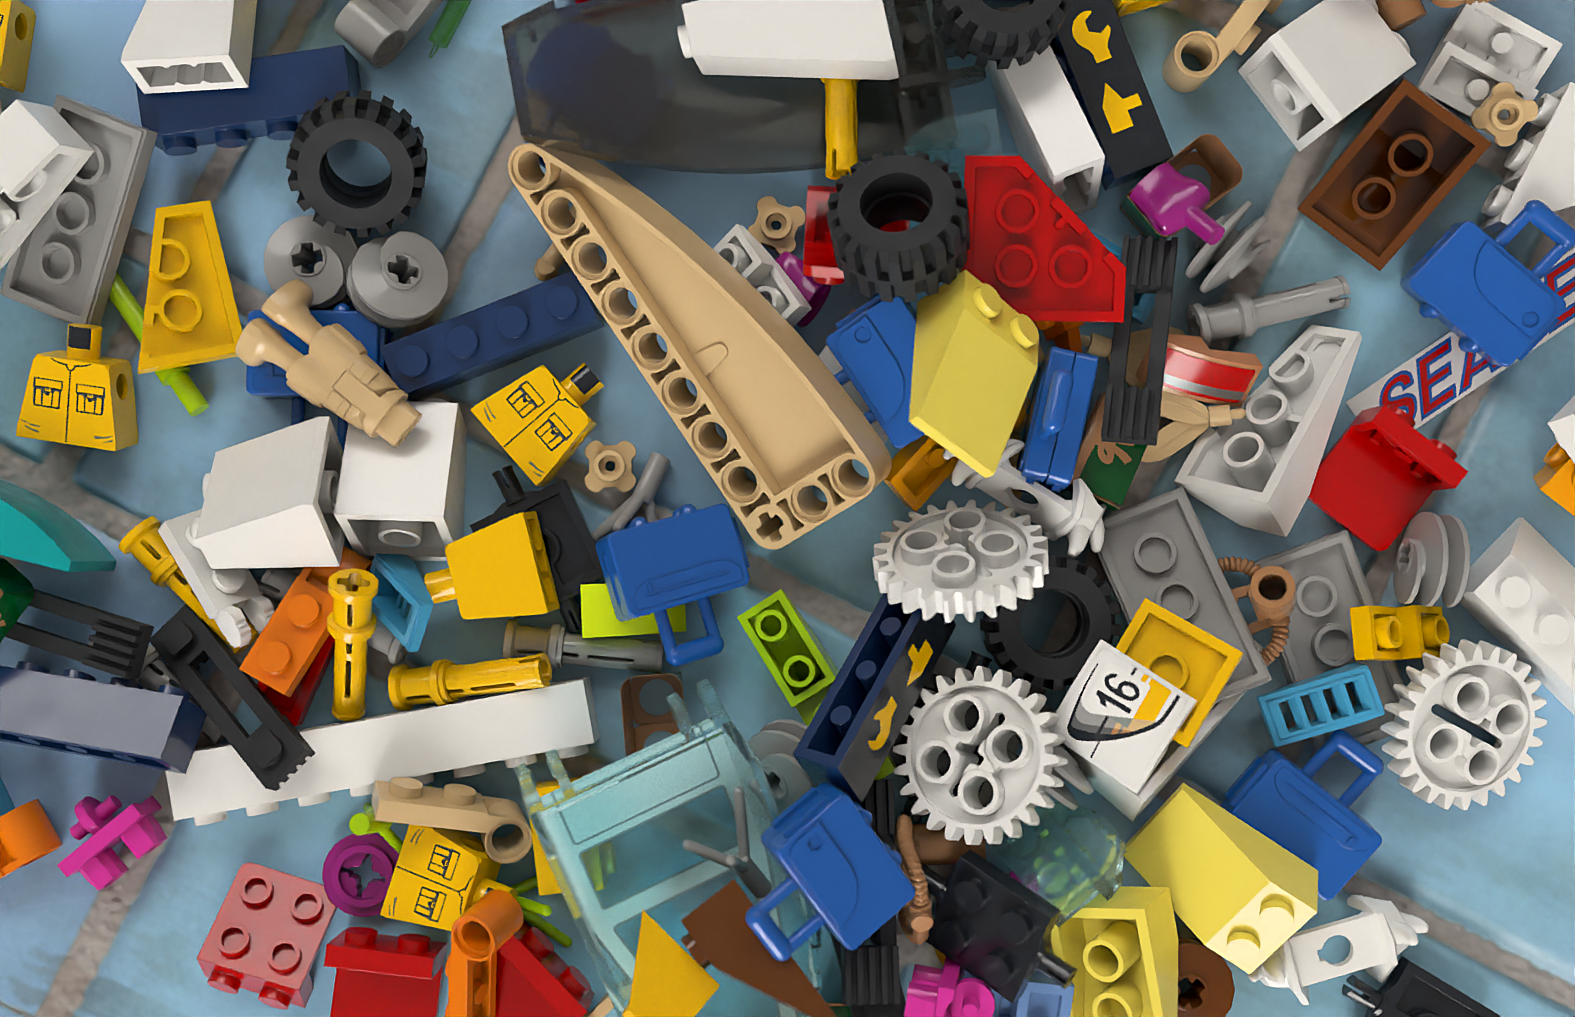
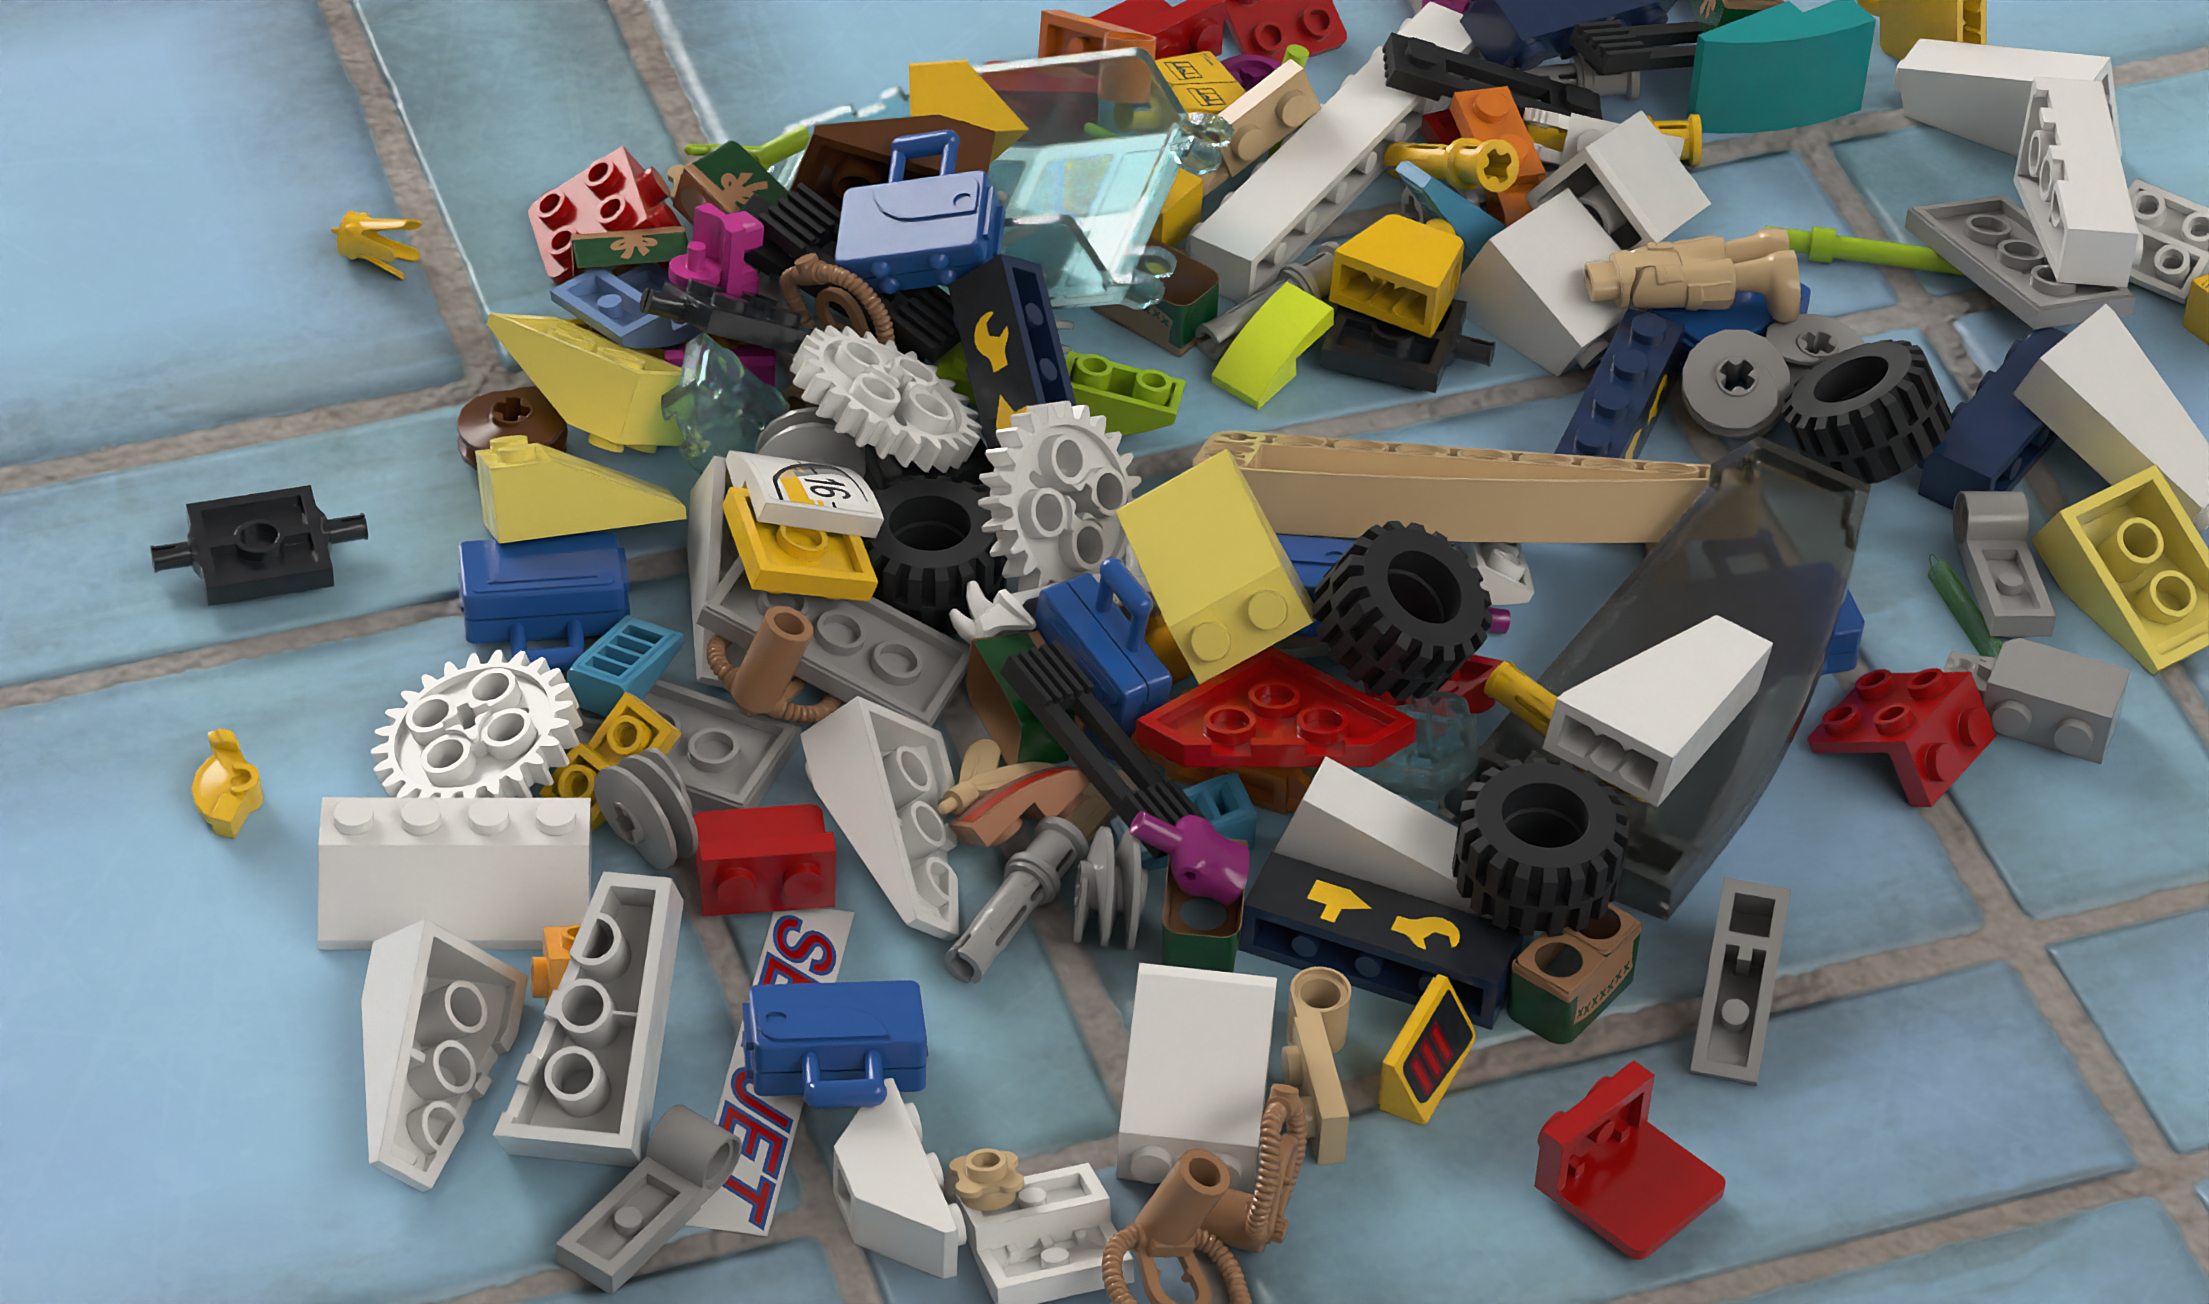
camera: 135 degrees right, 45 degrees down
(80, 395) = (1849, 172): yellow torso -> none
(189, 292) = (1877, 286): yellow wing -> none
(446, 682) = (1349, 207): yellow pin -> none
(541, 419) = (1505, 393): yellow torso -> none
(598, 457) = (1413, 419): tan plate -> none
(643, 495) = (1361, 417): light grey plant -> none
(672, 565) = (1280, 368): blue piece -> none
(790, 220) = (1509, 644): tan plate -> none
(1374, 941) = (384, 565): white piece -> none
(1393, 173) = (1035, 1081): reddish brown slope -> none

